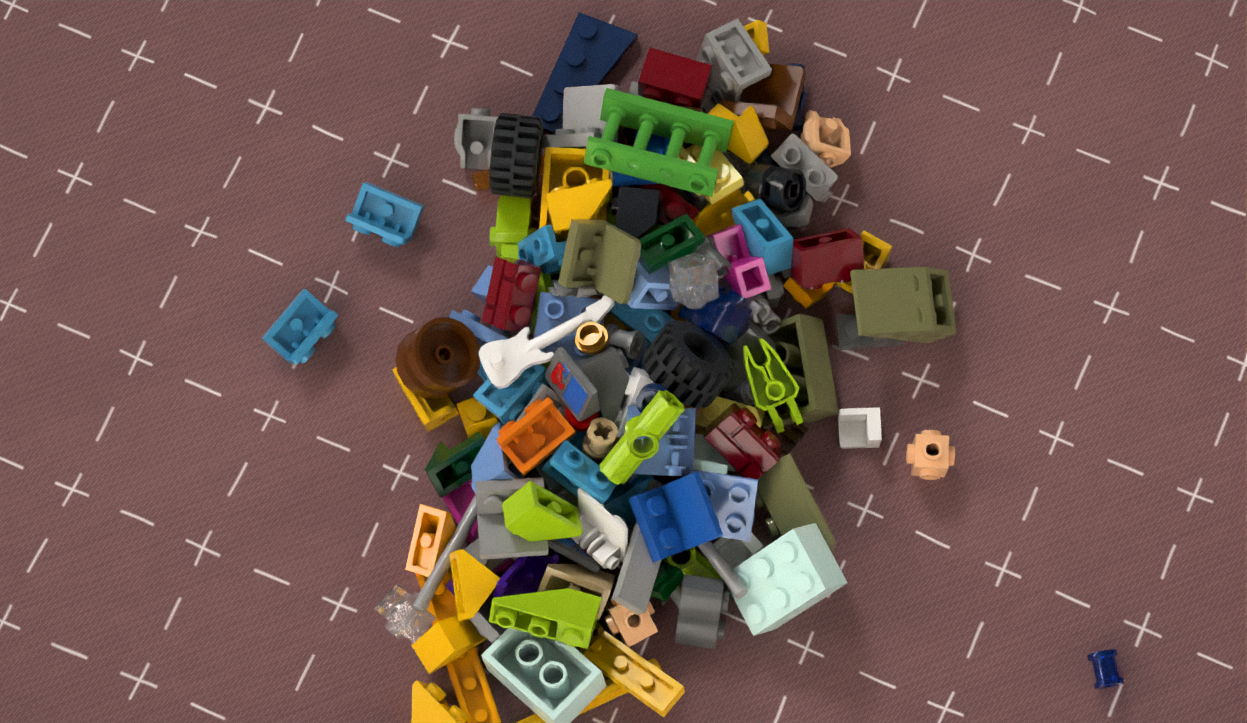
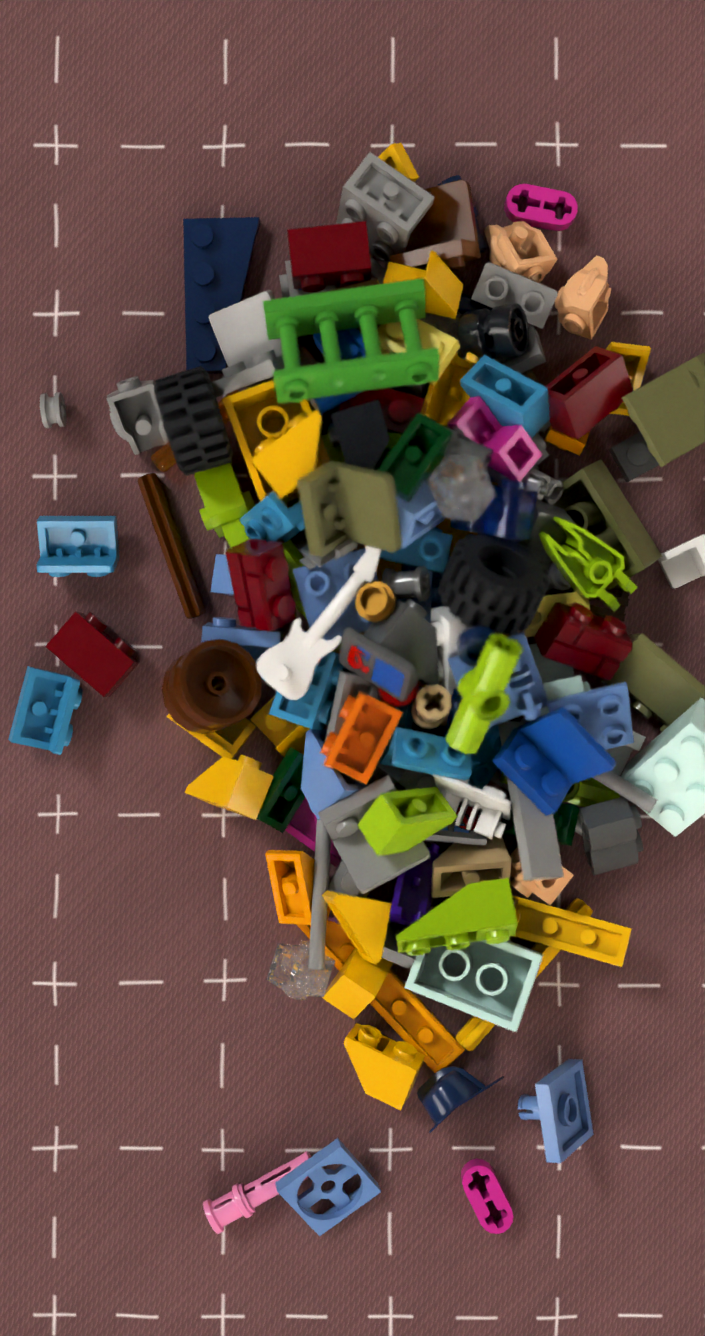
camera: 30 degrees left, 15 degrees up
(358, 302) = (93, 653): none -> dark red brick
(414, 109) = (53, 410): none -> light grey bush
(418, 442) = (233, 785): none -> yellow slope
(456, 247) = (171, 545): none -> reddish brown axle
(861, 194) = (585, 299): none -> light nougat hand
(862, 108) = (542, 198): none -> dark pink beam

